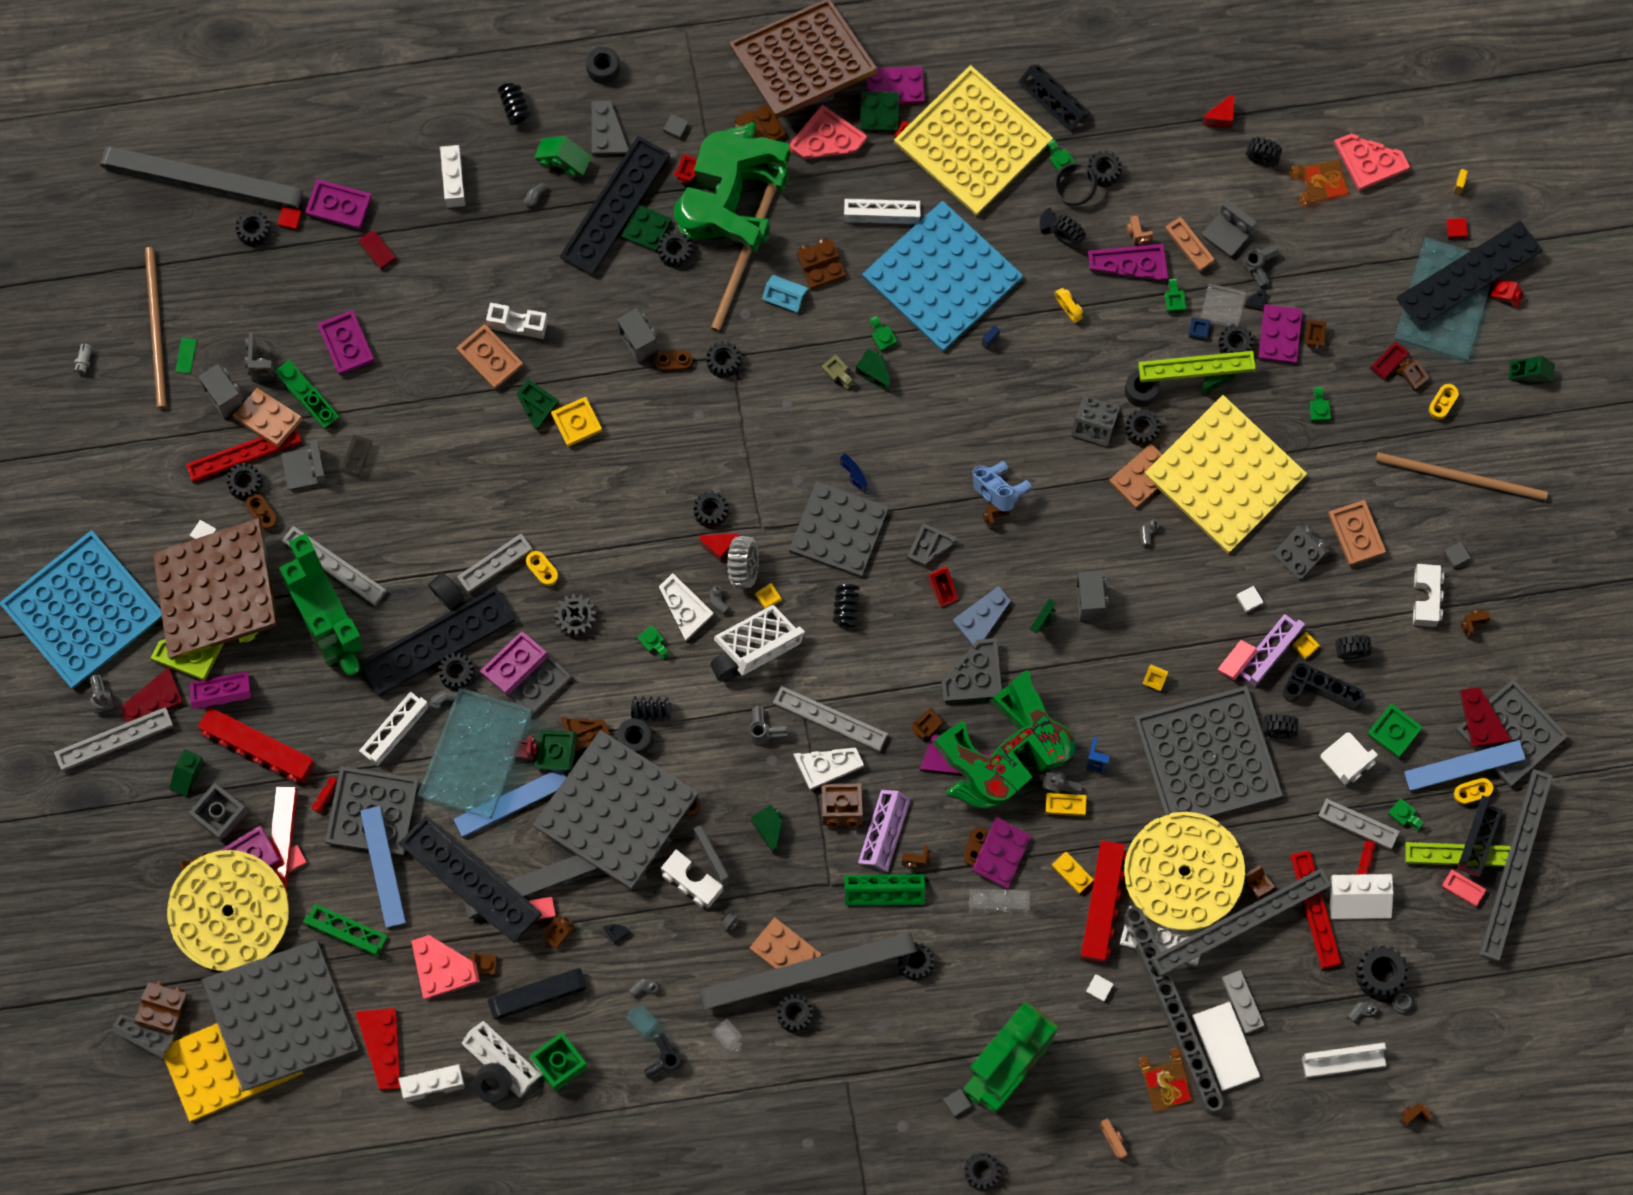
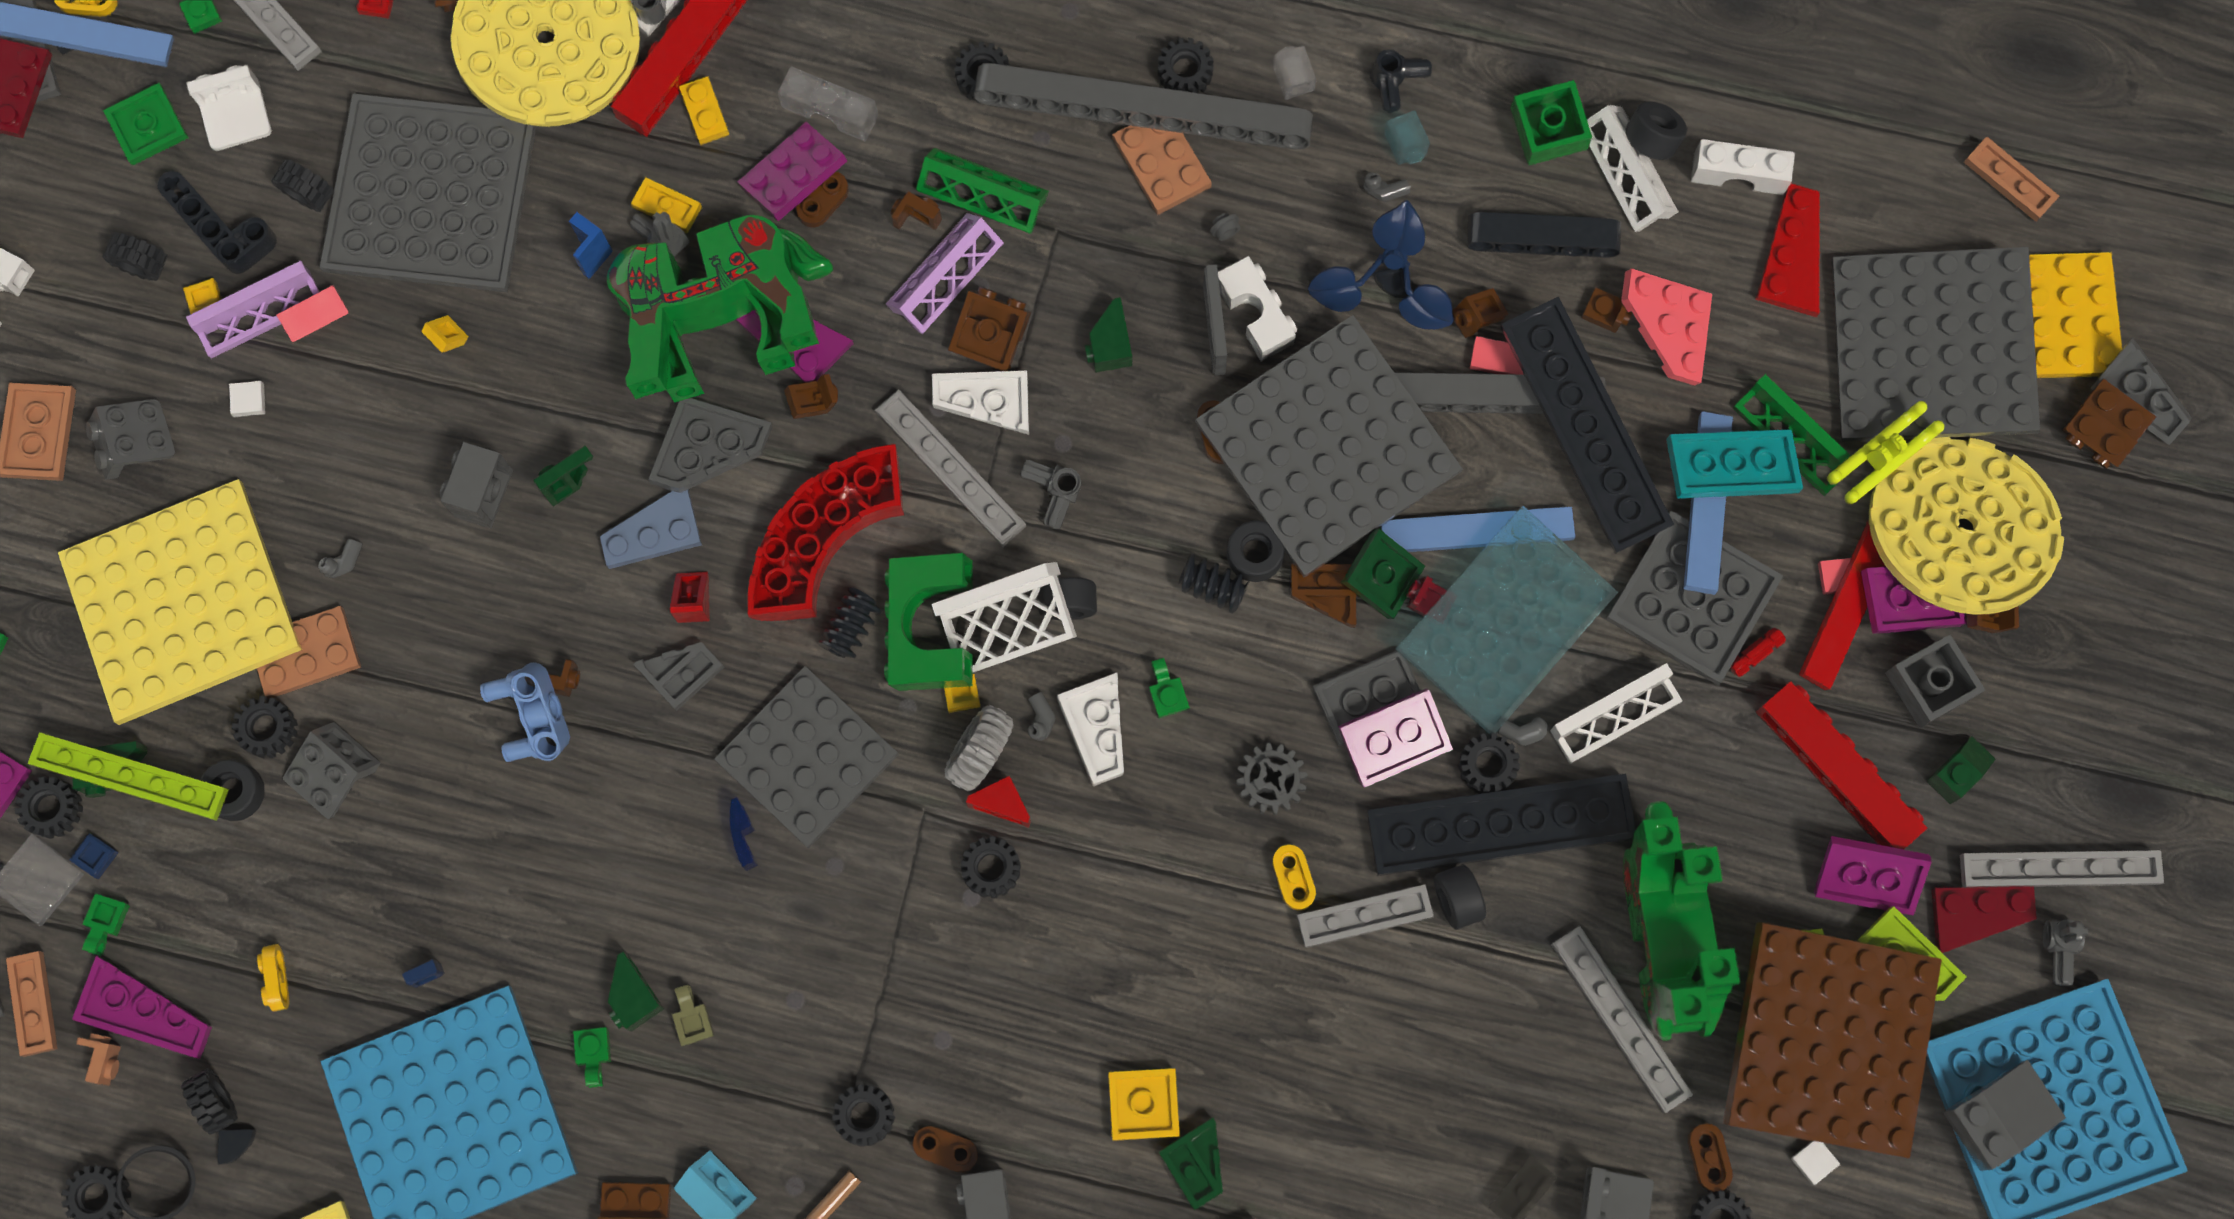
camera: 155 degrees left, 5 degrees up
(107, 589) = (2004, 1116): none -> dark grey slope
(264, 1144) = (2011, 179): none -> nougat plate
(290, 927) = (1886, 452): none -> neon yellow piece
(375, 891) = (1734, 463): none -> teal plate
(622, 938) = (1400, 236): none -> dark blue plant
(803, 597) = (910, 584): none -> green arch
(891, 650) = (816, 526): none -> red brick

